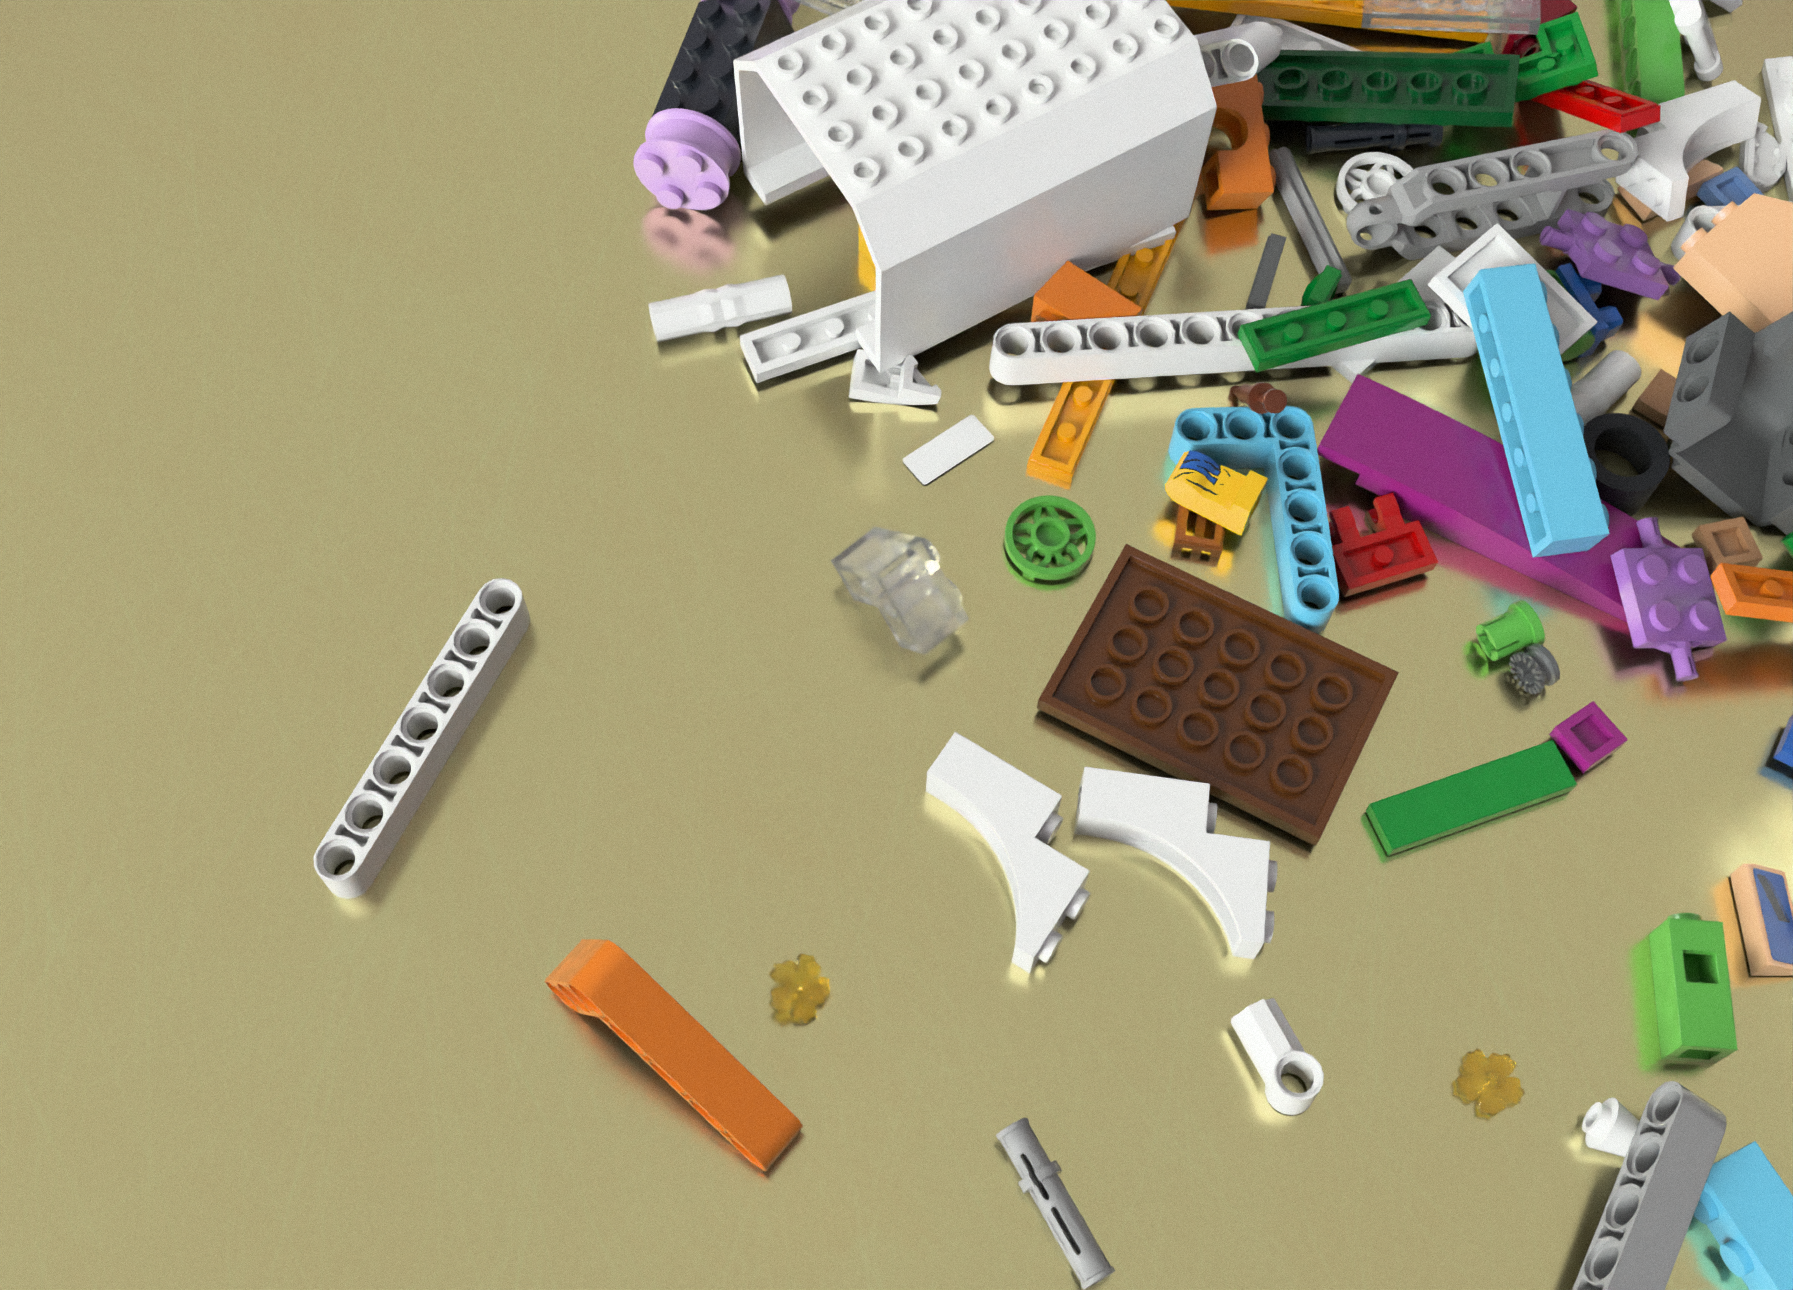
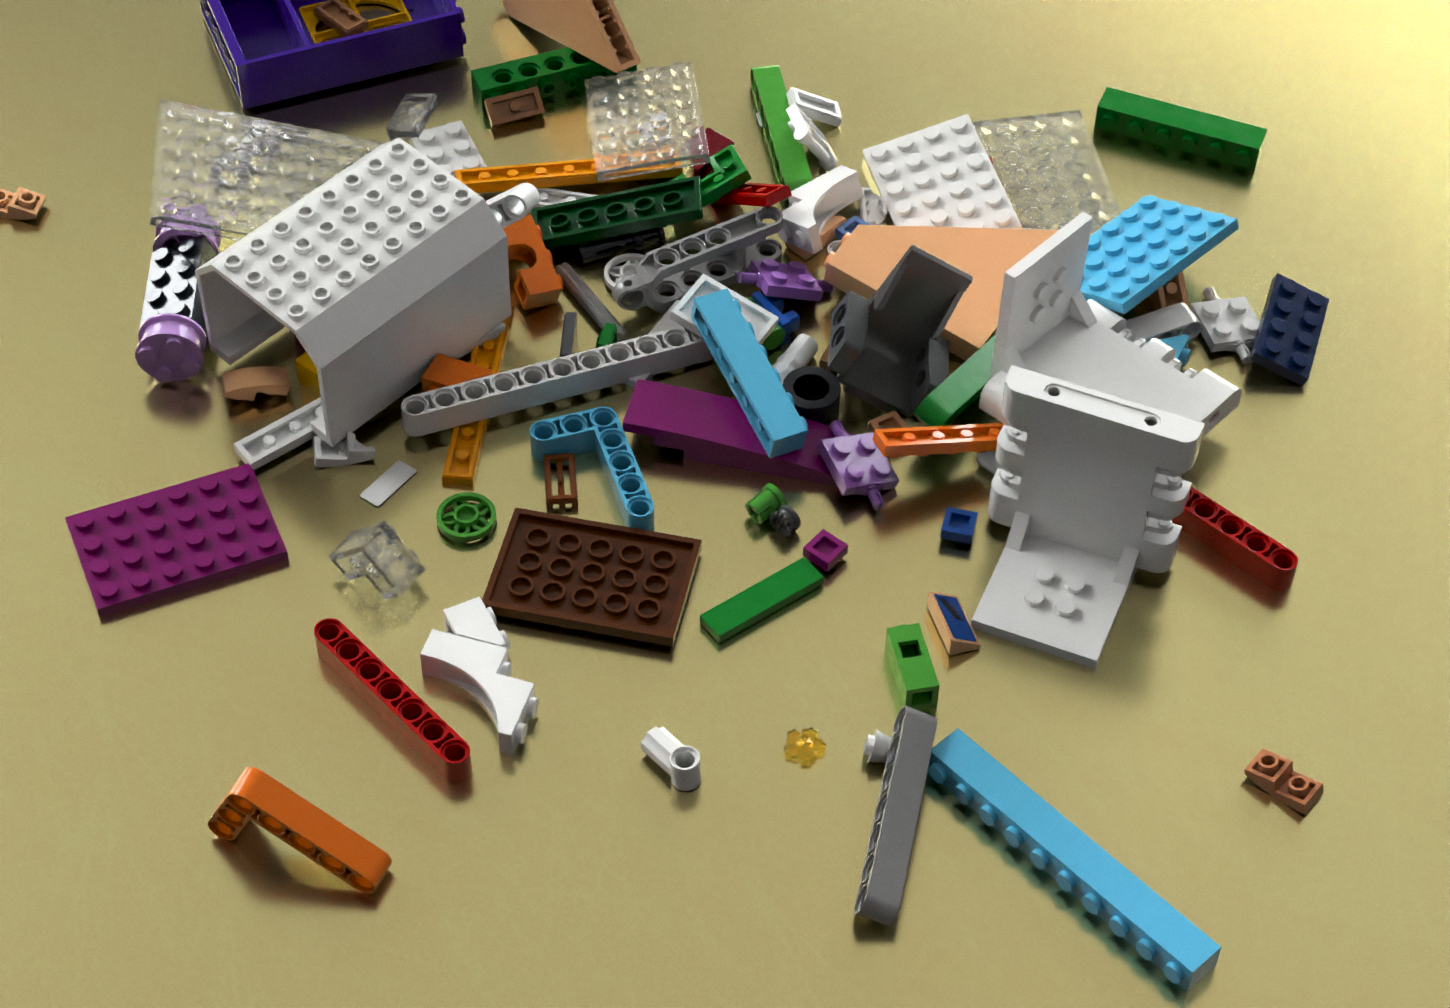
camera: 15 degrees left, 15 degrees down
(422, 757) = (89, 714): white beam -> none
(621, 470) = (175, 539): none -> magenta plate
(720, 308) = (215, 432): white axle -> none
(782, 237) = (246, 382): none -> light nougat slope
(798, 988) = (369, 792): clear yellow plant -> none
(875, 855) = (393, 701): none -> red beam
(1022, 736) = (475, 622): none -> white slope
(1054, 1202) = (528, 839): light grey pin -> none
(1177, 826) = (583, 653): white arch -> none
(1215, 490) = (564, 464): yellow leg -> none
(1260, 397) = (579, 404): copper piece -> none
(1333, 325) = (616, 354): green tile -> none
(1381, 557) = (679, 480): red plate -> none

